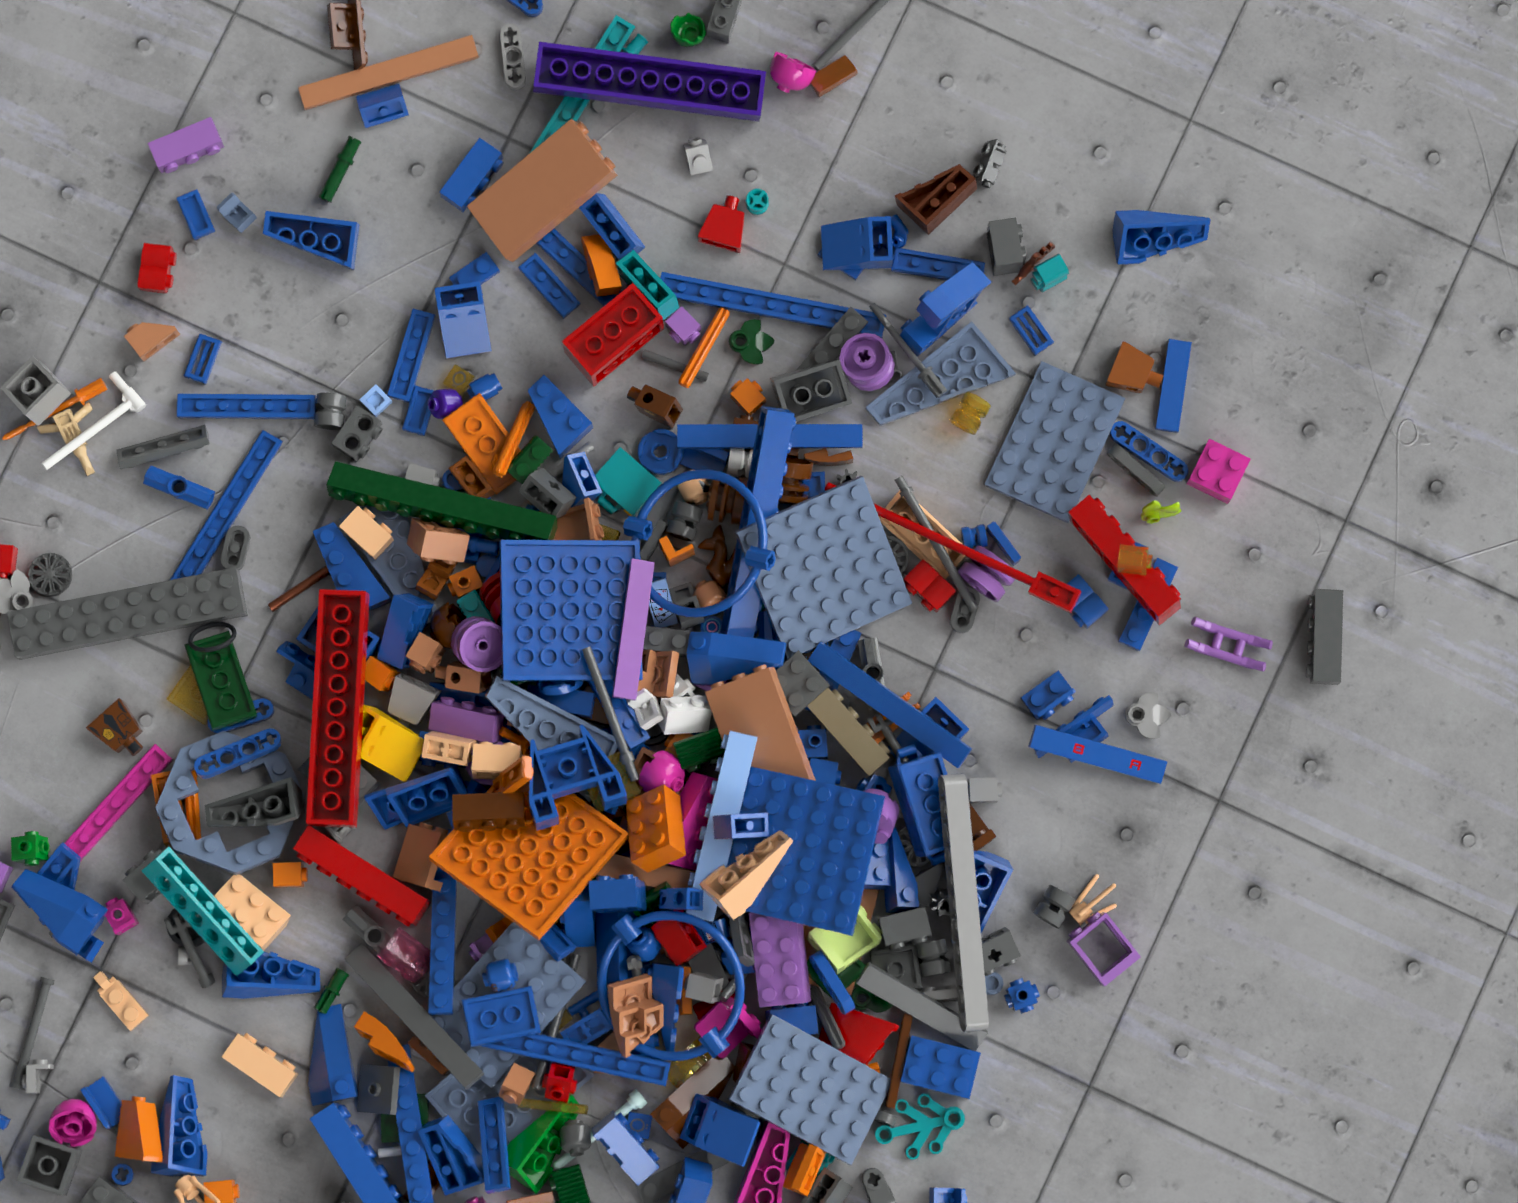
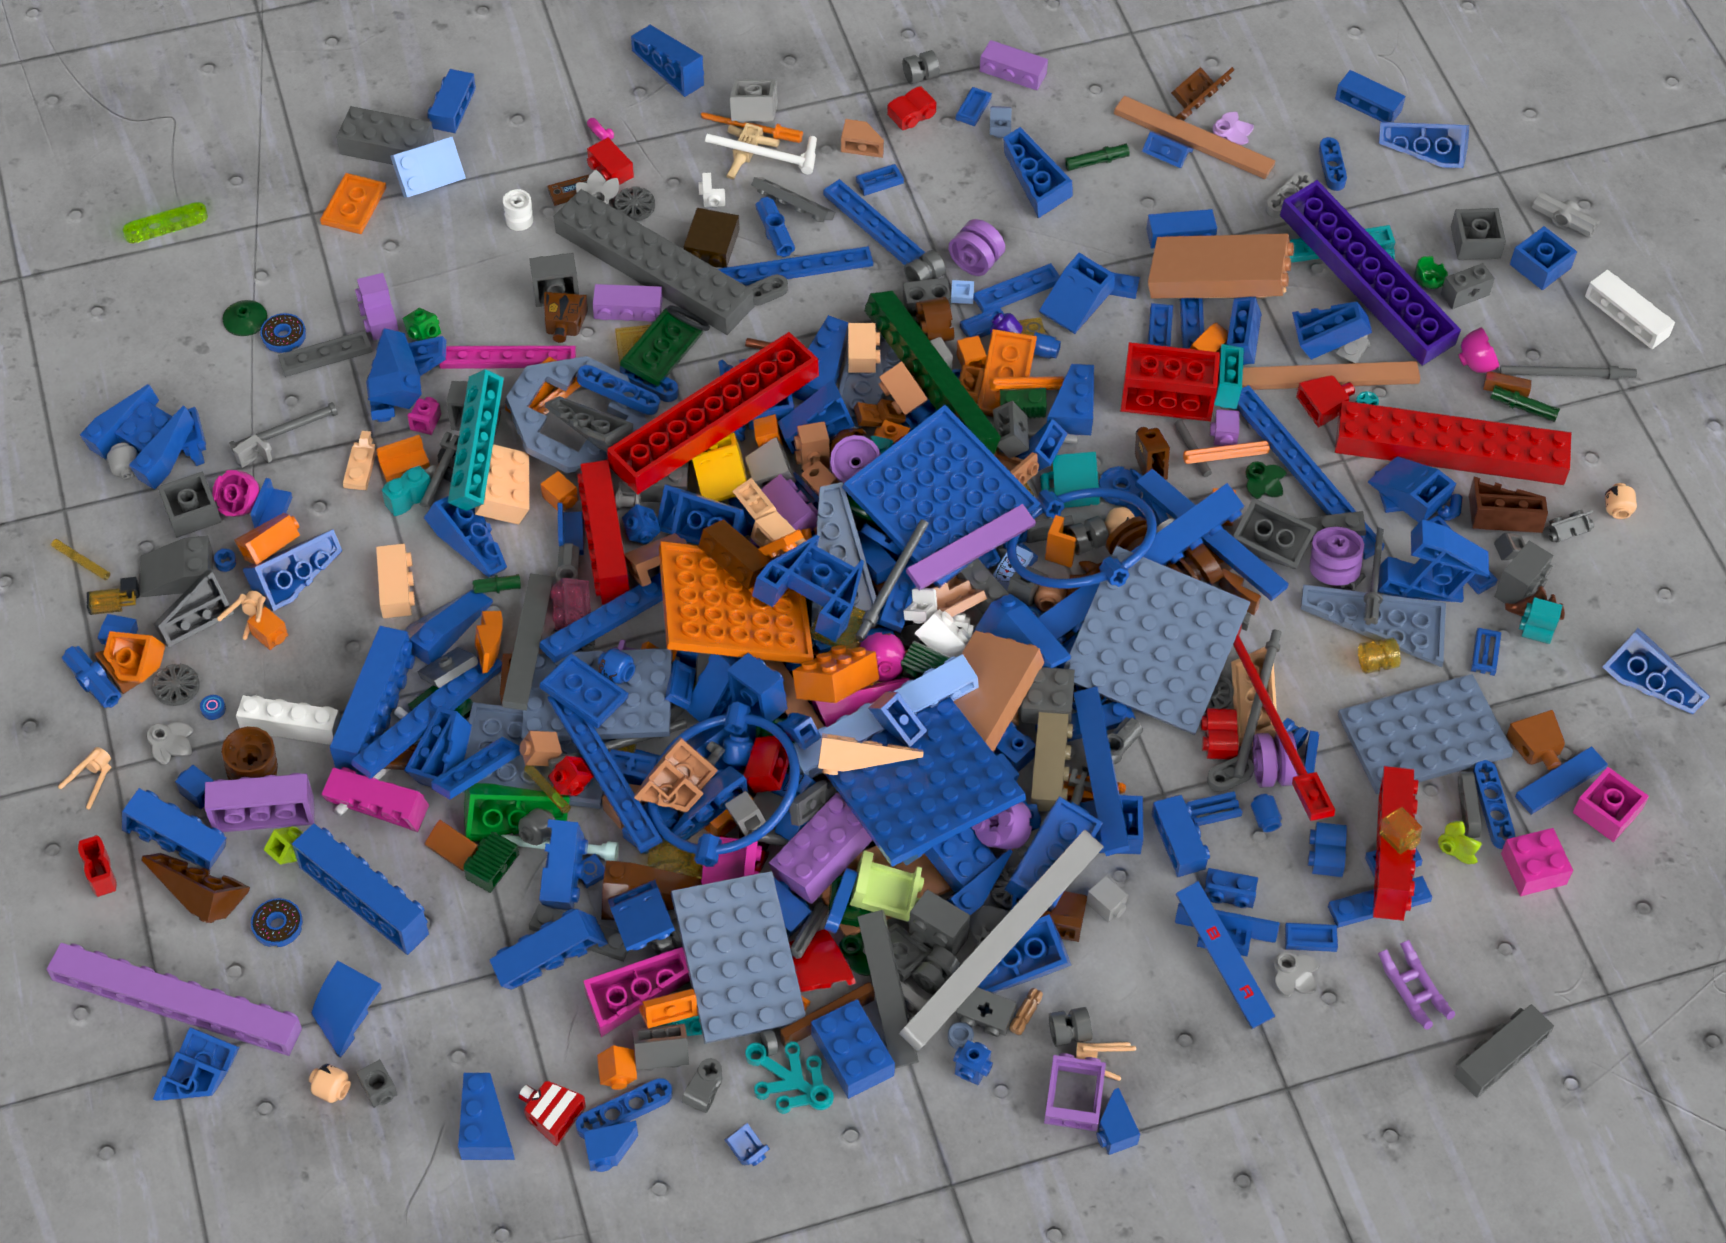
camera: 45 degrees right, 25 degrees down
(79, 708) = (553, 275): none -> dark grey brick
(89, 507) = (711, 196): none -> white bracket
(119, 214) = (921, 67): none -> dark grey wheel
(144, 547) = (712, 236): none -> dark brown brick
(149, 967) = (402, 456): none -> orange panel
(151, 669) = (627, 302): none -> medium lavender brick
(183, 996) = (406, 491): none -> teal brick
(331, 895) = (570, 528): none -> blue panel
(350, 355) = (976, 247): none -> medium lavender wheel
(377, 841) = (641, 524): none -> blue brick
(390, 451) = (935, 318): none -> reddish brown brick
(411, 32) = (1232, 129): none -> lavender plate
(442, 450) = (971, 352): none -> orange brick
(672, 167) = (1330, 328): none -> blue wedge
(705, 197) = (1357, 373): none -> nougat tile
(848, 174) = (1454, 442): none -> red brick
(861, 83) = (1524, 403): none -> dark green pin
(966, 222) = (1509, 545): none -> dark grey slope
(981, 692) = (1180, 835): none -> blue brick
(989, 629) = (1214, 804): none -> blue tile
(1004, 105) = (1620, 501): none -> light nougat head
(1013, 922) = (1026, 1011): none -> medium nougat axle
(1016, 615) = (1266, 812): none -> blue brick
(1131, 677) = (1311, 937): none -> blue tile
(1148, 942) = (1117, 1126): none -> blue slope
(1225, 377) = (1610, 804): none -> dark pink brick

